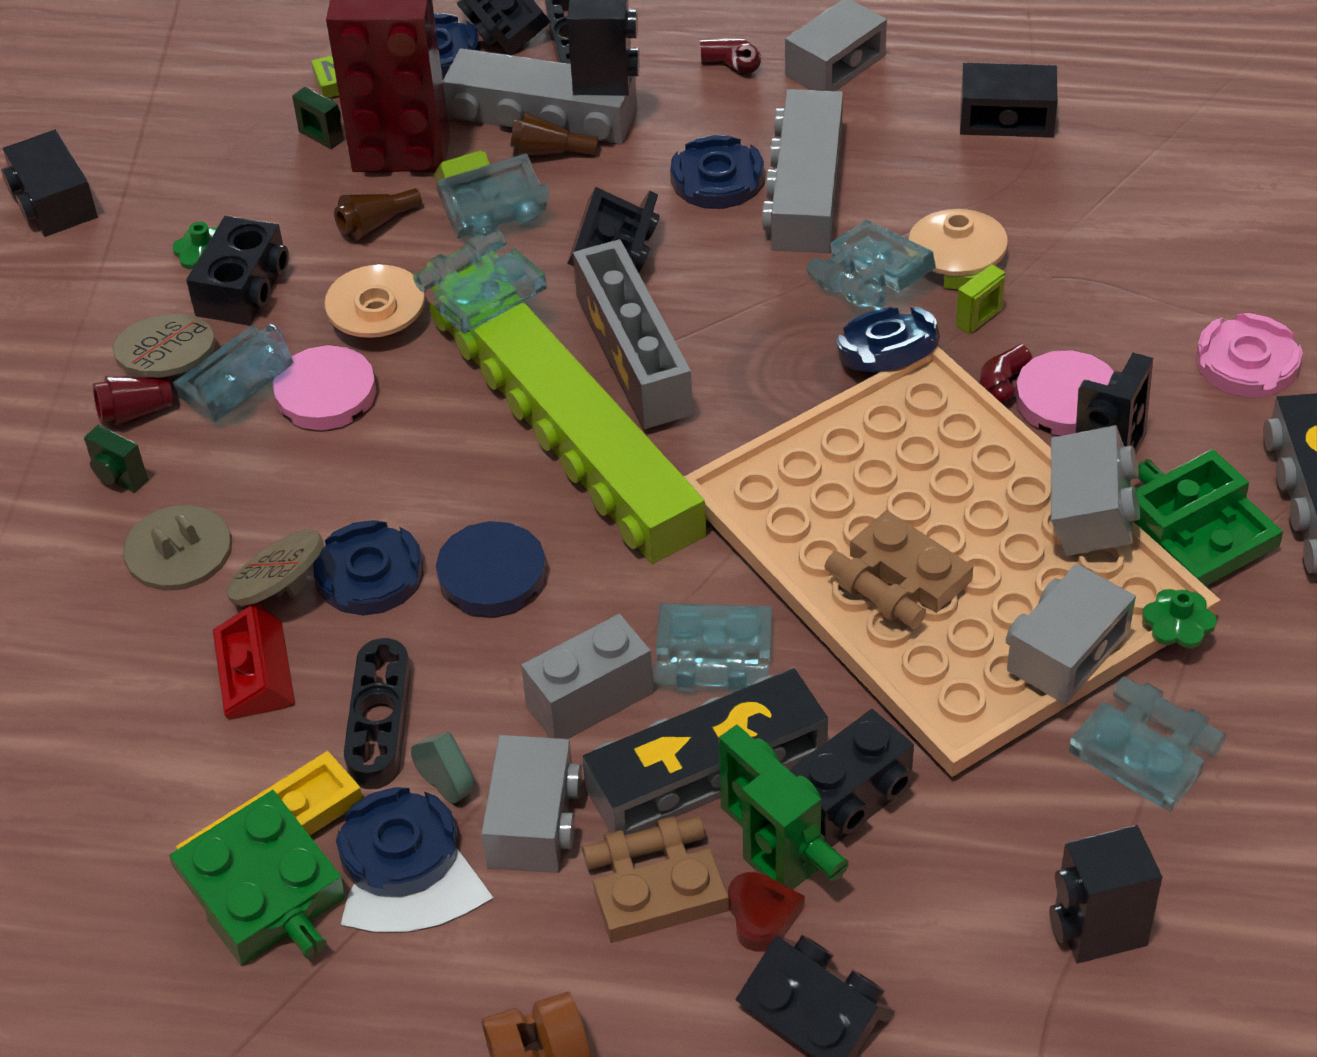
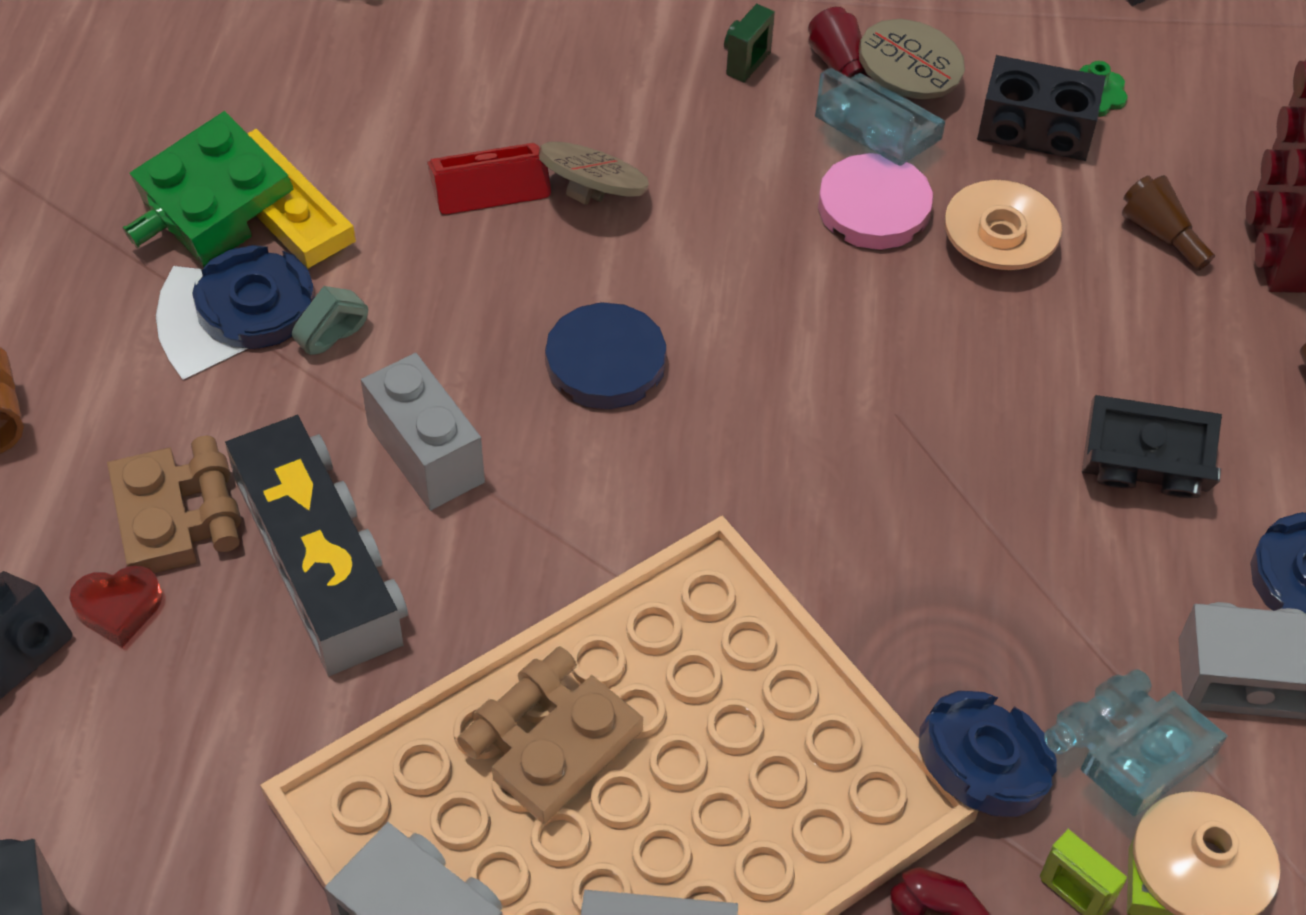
camera: 85 degrees right, 5 degrees up
(177, 547) = (649, 111): dark tan piece -> none
(368, 568) = (613, 255): dark blue tile -> none
(386, 732) = (433, 287): black beam -> none
(461, 165) = (1248, 292): lime tile -> none
(486, 291) = (999, 306): clear light blue plate -> none
(493, 196) = (1207, 325): clear light blue bracket -> none
(529, 804) = (266, 381): light grey brick -> none
(585, 430) = (839, 405): lime brick -> none
(633, 334) = (957, 457): light grey brick -> none
(711, 636) = (498, 560): clear light blue plate -> none
(775, 812) = (193, 583): green plate -> none
(858, 773) = (250, 674): black brick -> none

